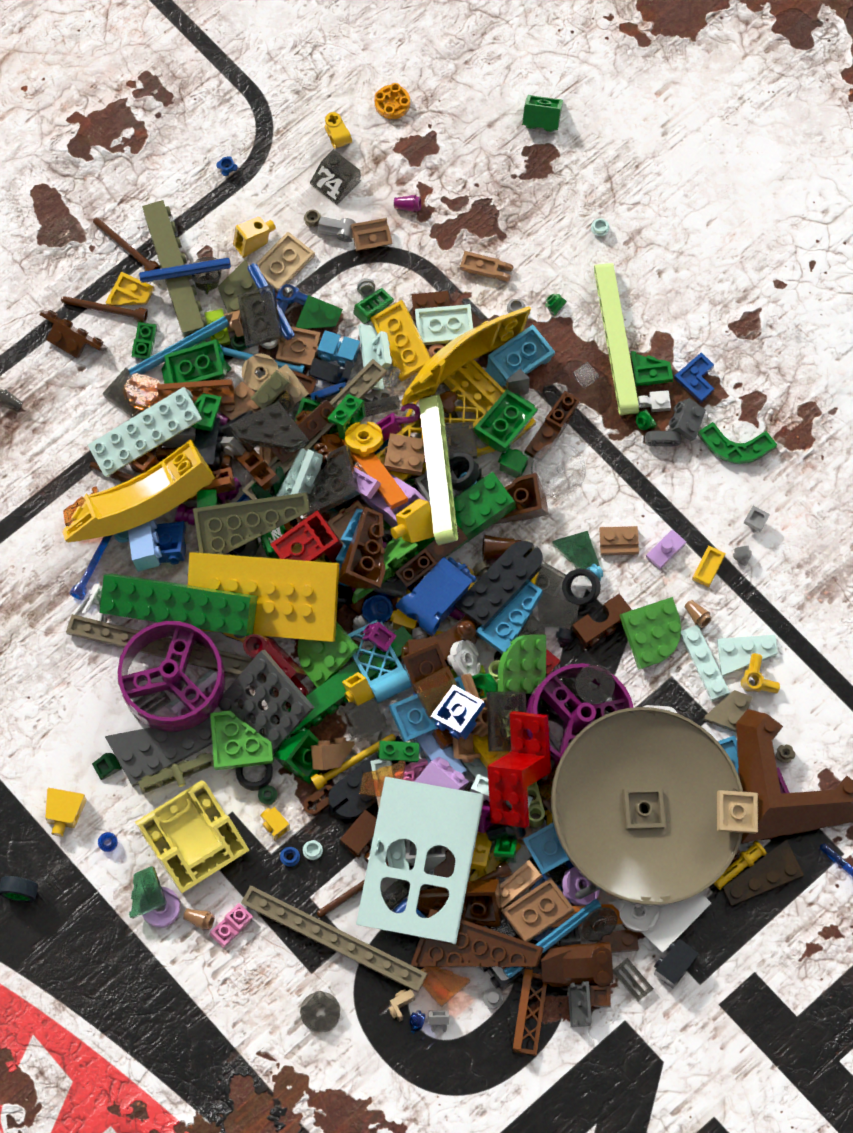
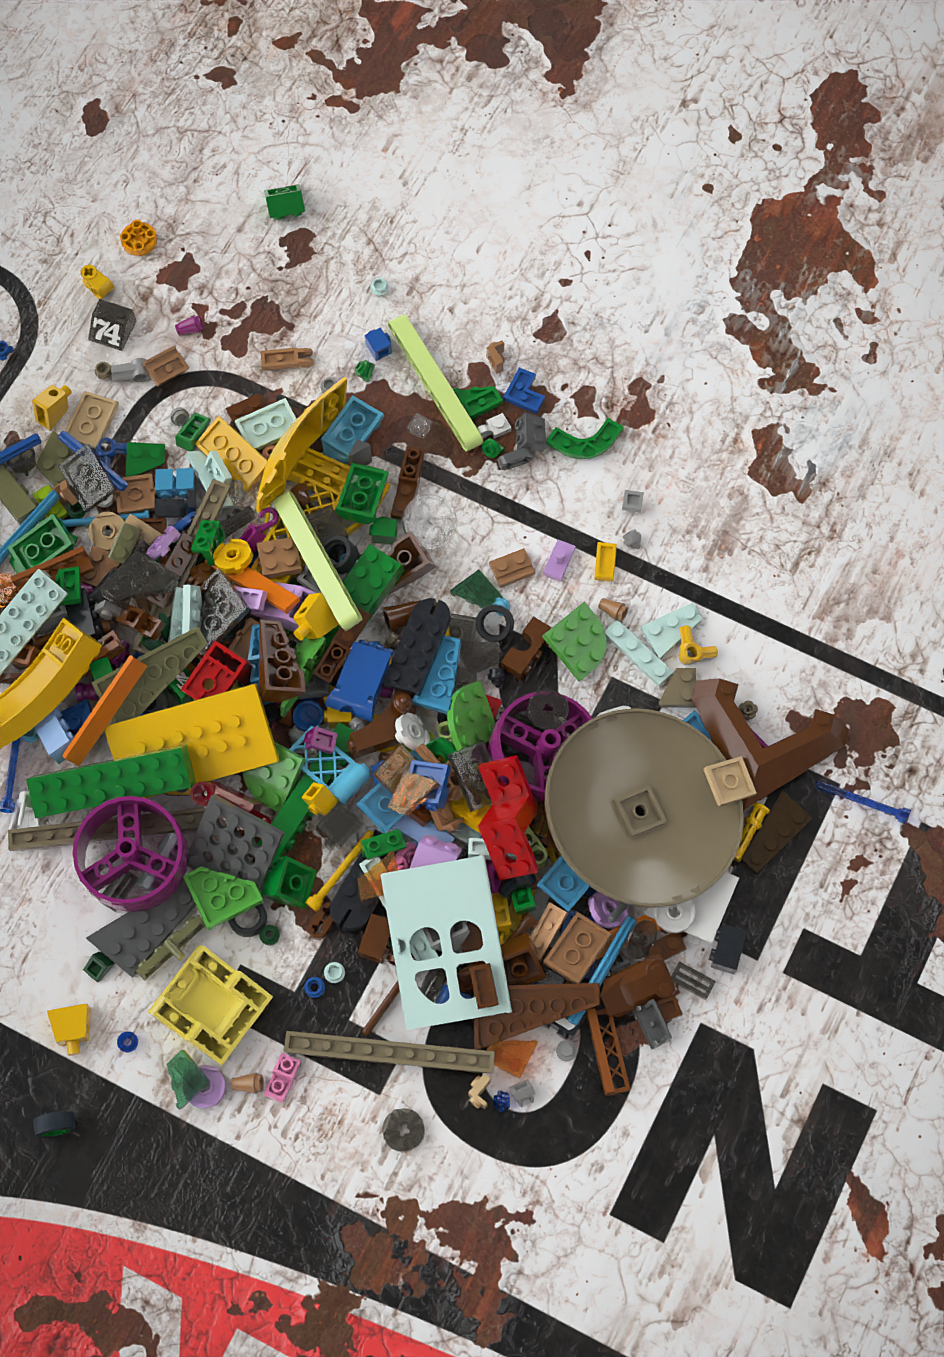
camera: 20 degrees left, 0 degrees up
(195, 538) = (104, 710): none -> orange tile
(274, 823) = (287, 960): yellow brick -> none
(302, 403) = (161, 543): none -> lavender plate
(330, 755) = (316, 872): medium nougat slope -> none
(423, 663) = (374, 750): reddish brown plate -> none
(439, 911) = (484, 986): none -> reddish brown plate
(440, 713) = (410, 792): none -> clear orange wing
(577, 282) = (378, 343): none -> blue brick
(682, 333) = (494, 355): none -> medium nougat bracket

